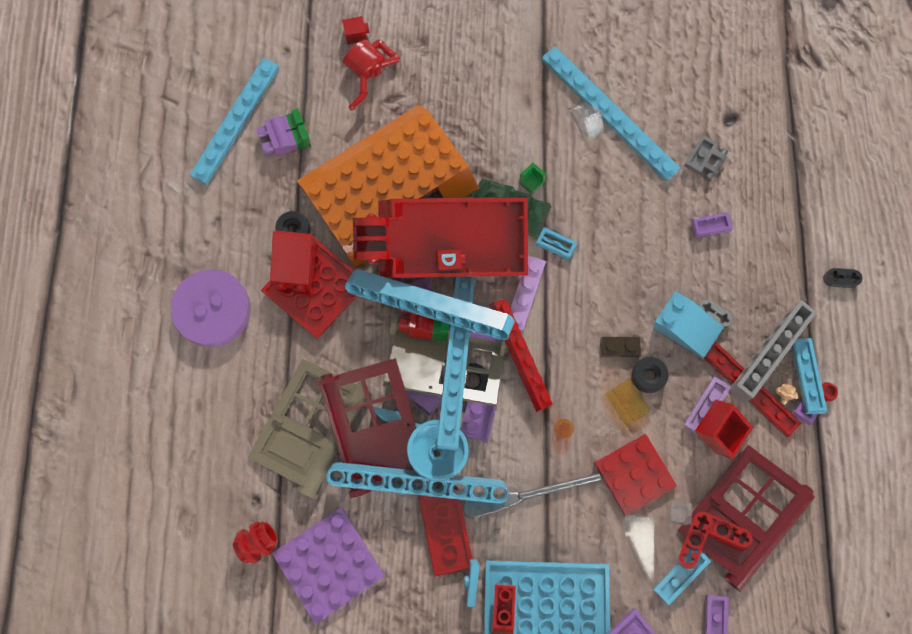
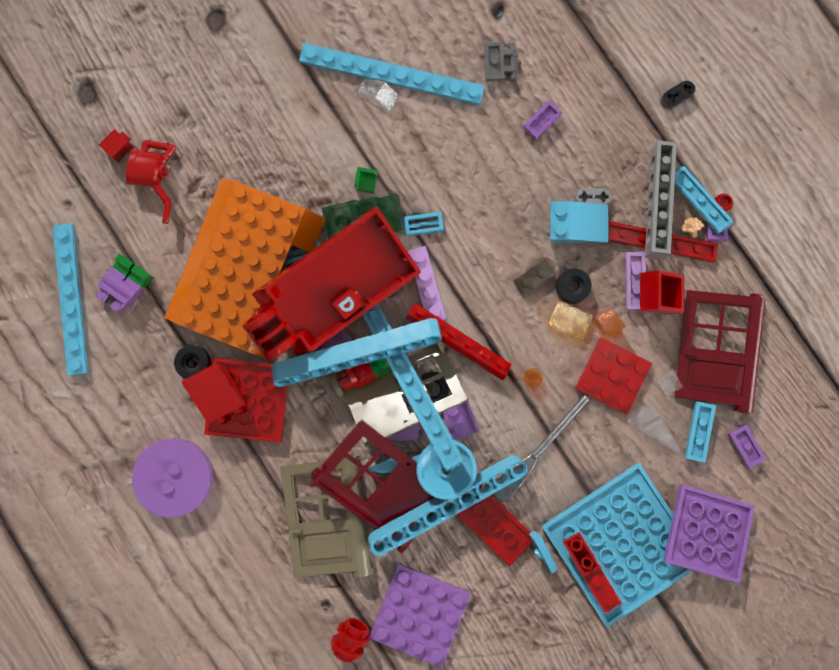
camera: 30 degrees left, 10 degrees up
(661, 427) = (610, 323): none -> clear orange brick
(710, 530) = (701, 382): red beam -> none

